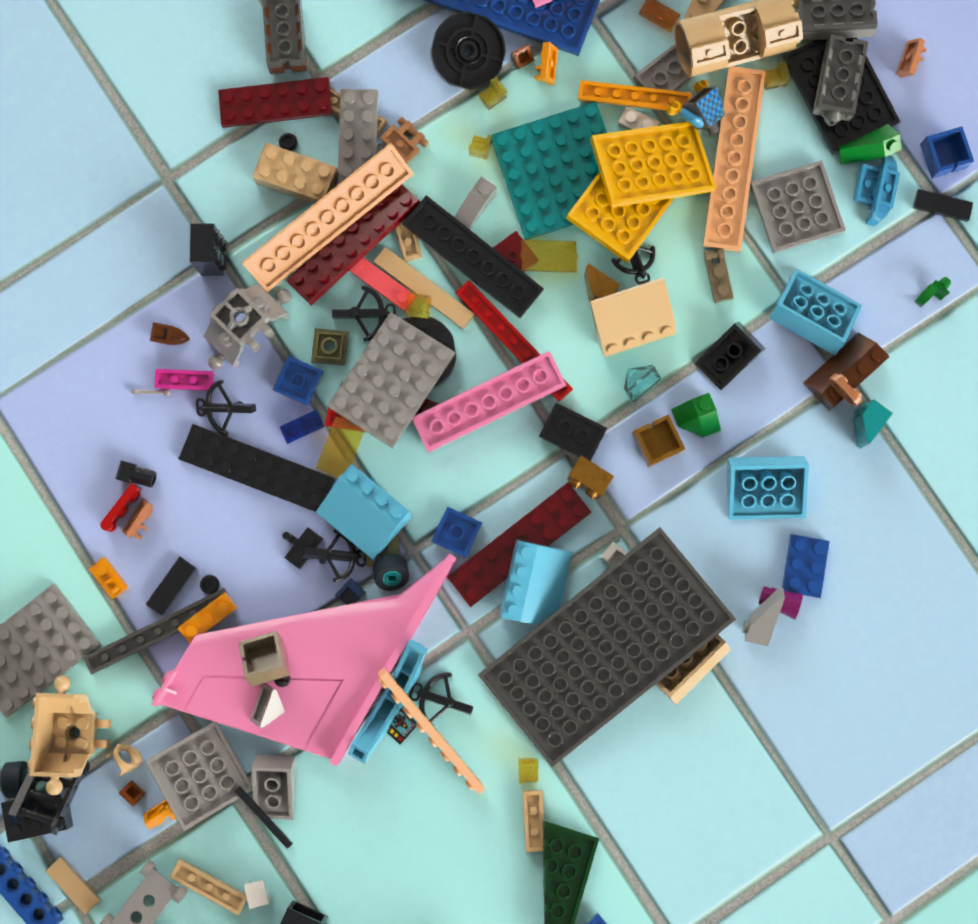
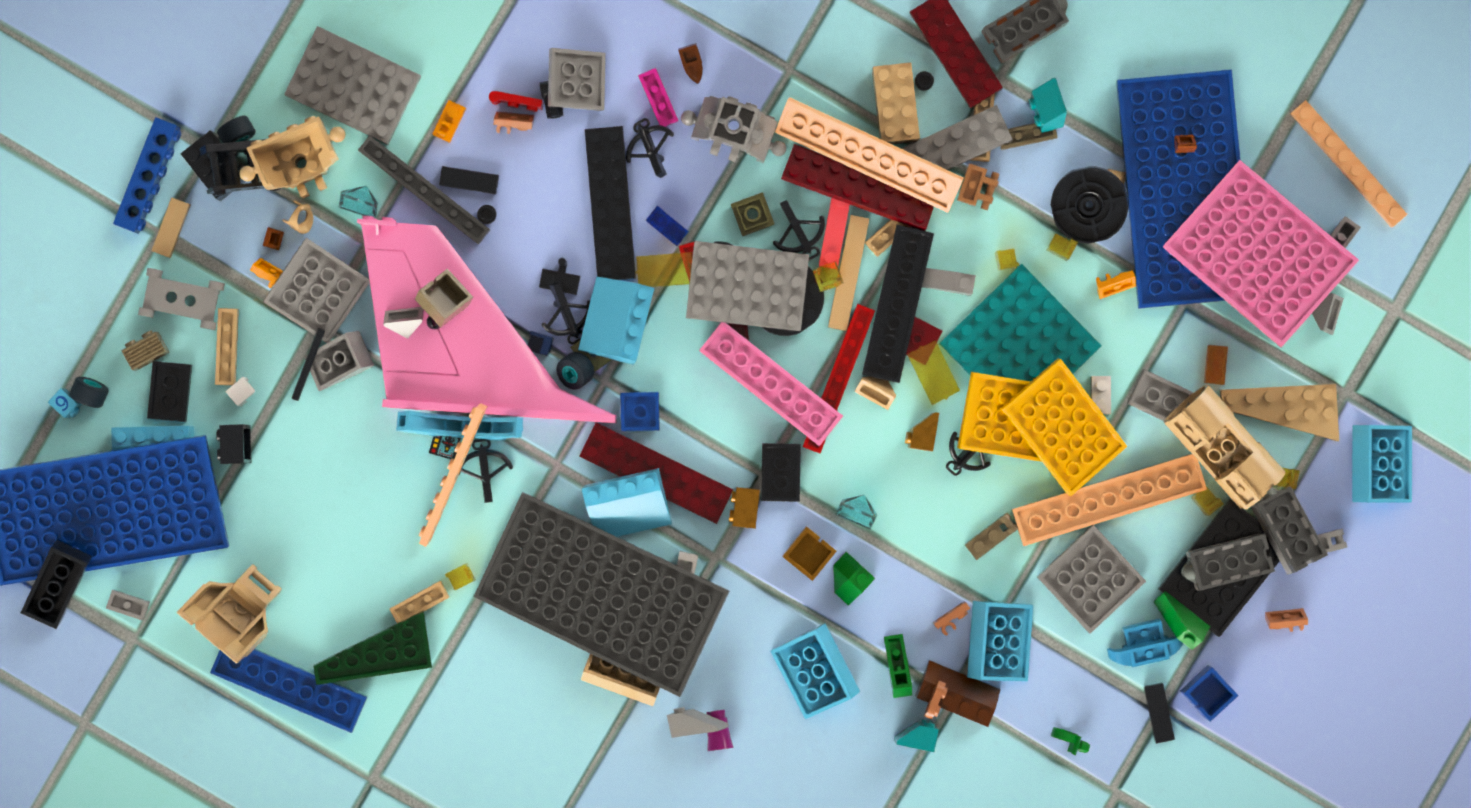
camera: 65 degrees right, 5 degrees up
(129, 443) = (576, 79): none -> light grey plate
(138, 696) = (359, 201): none -> clear light blue slope
(166, 392) = (639, 88): light grey hinge -> none
(207, 250) = (785, 61): black brick -> none
(207, 617) = (457, 227): light orange plate -> none
(298, 380) = (707, 201): blue plate -> none
(364, 43) = (1048, 106): none -> teal slope
(381, 73) = (1028, 135): none -> dark tan tile
(522, 56) = (1111, 257): dark orange slope -> none
(541, 313) = (877, 391): none -> tan slope
(630, 95) = (1122, 379): light orange plate -> none
(633, 317) = (910, 477): tan slope -> none
(702, 109) = (1139, 448): torso -> none
(730, 355) = (921, 581): black slope -> none
(772, 336) = (958, 612): none -> nougat plate
(797, 411) = (898, 666): none -> green slope
(805, 565) = (761, 739): blue plate -> none

